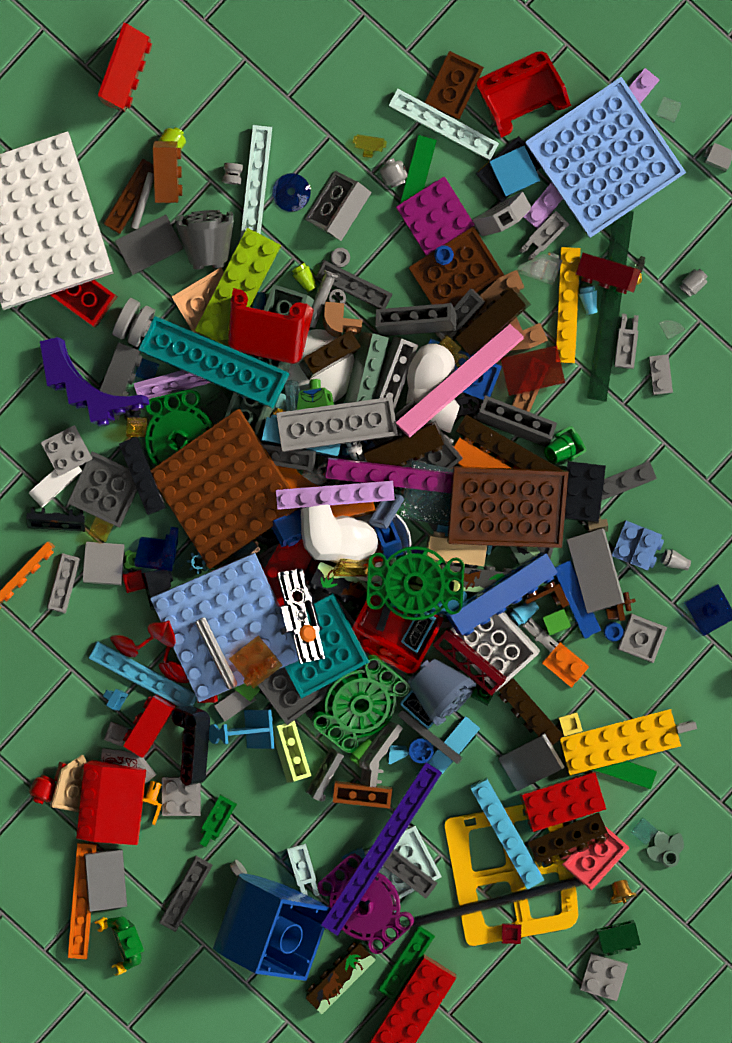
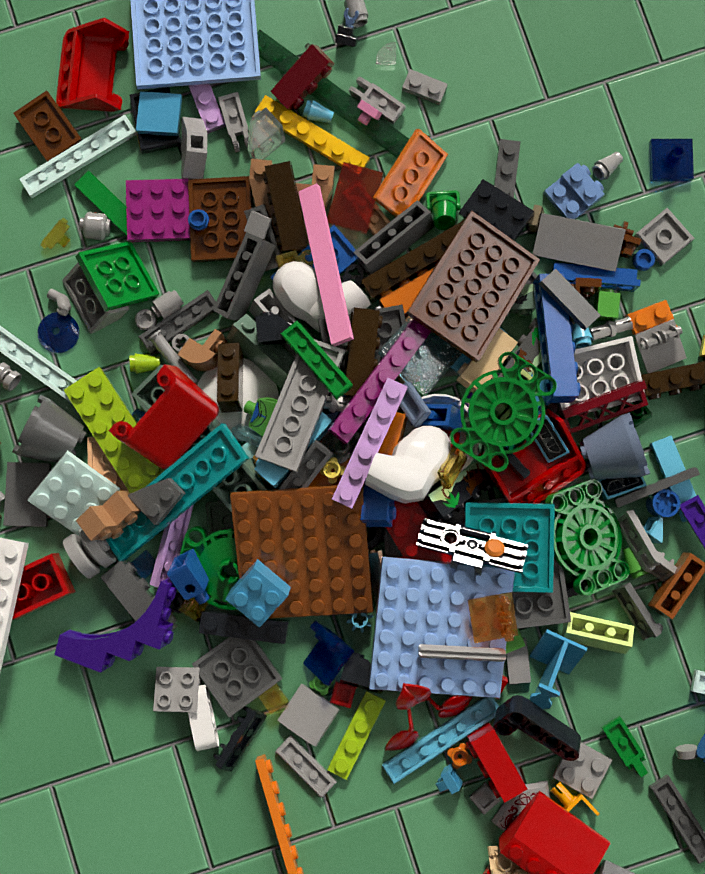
camera: 60 degrees left, 5 degrees down
(109, 608) = (356, 735): none -> lime plate
(137, 702) = (458, 762): none -> orange plate
(157, 412) = (189, 577): none -> blue torso
(167, 325) = (110, 518): none -> medium nougat brick
(170, 284) = (71, 490): none -> light aqua plate
(174, 473) = (258, 593): none -> dark azure brick
(202, 354) = (157, 499): none -> dark grey wing
(303, 482) = (332, 464): none -> light yellow plate
(317, 182) = (62, 301): none -> light grey arm
(361, 217) = (117, 275): none -> green plate
(362, 268) = (167, 304): none -> light grey brick
(377, 418) = (316, 360): none -> green tile
(385, 370) = (269, 328): none -> black slope
(464, 306) = (258, 224): none -> light grey tile
(537, 588) = (569, 299): none -> tile
(547, 682) = (661, 346): none -> light grey hinge
(577, 405) = (410, 173): none -> orange tile
(609, 342) = (368, 112): none -> bright pink tile
(669, 285) = (346, 32): none -> black piece

